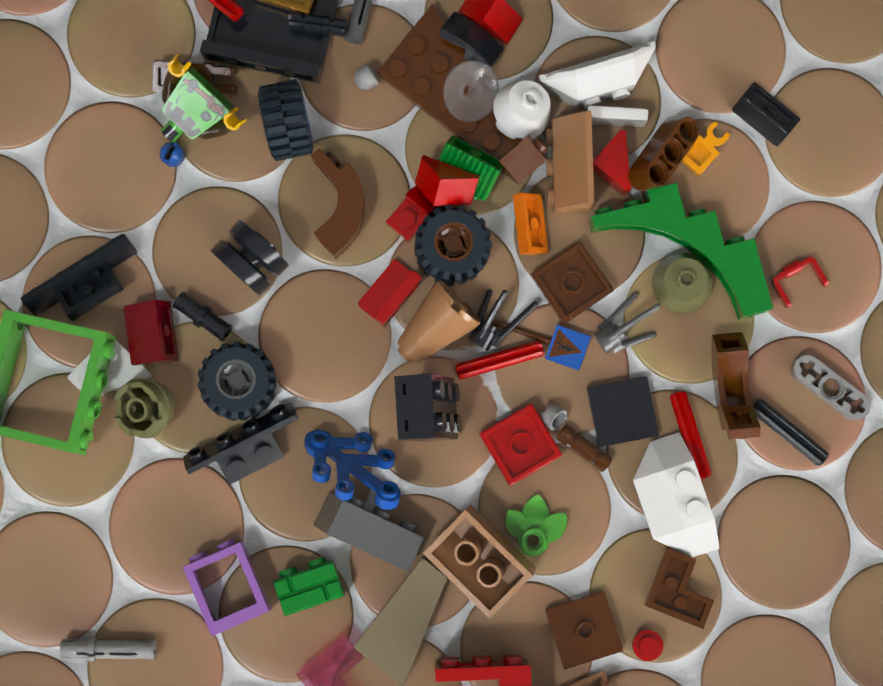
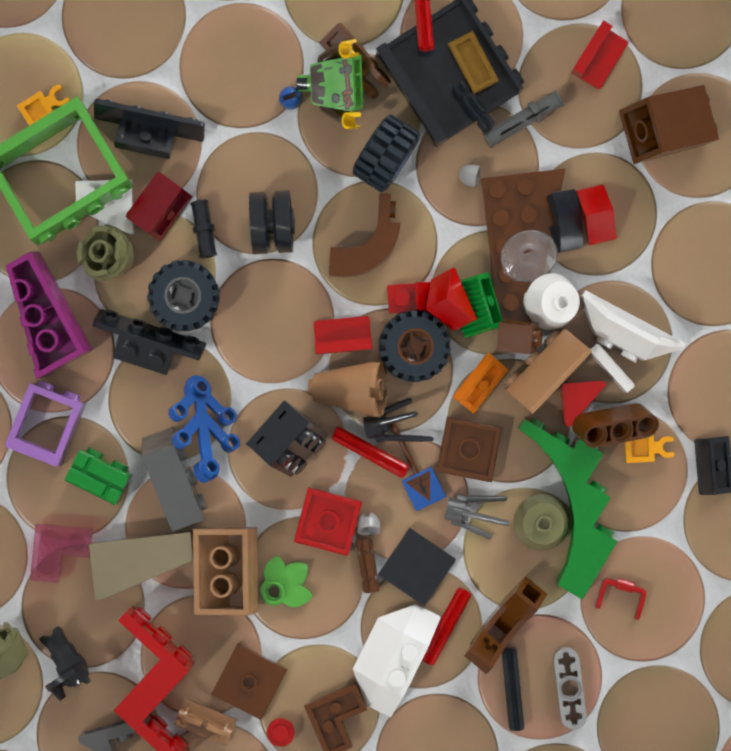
camera: 45 degrees right, 5 degrees up
(153, 506) = (47, 319): none -> magenta wedge

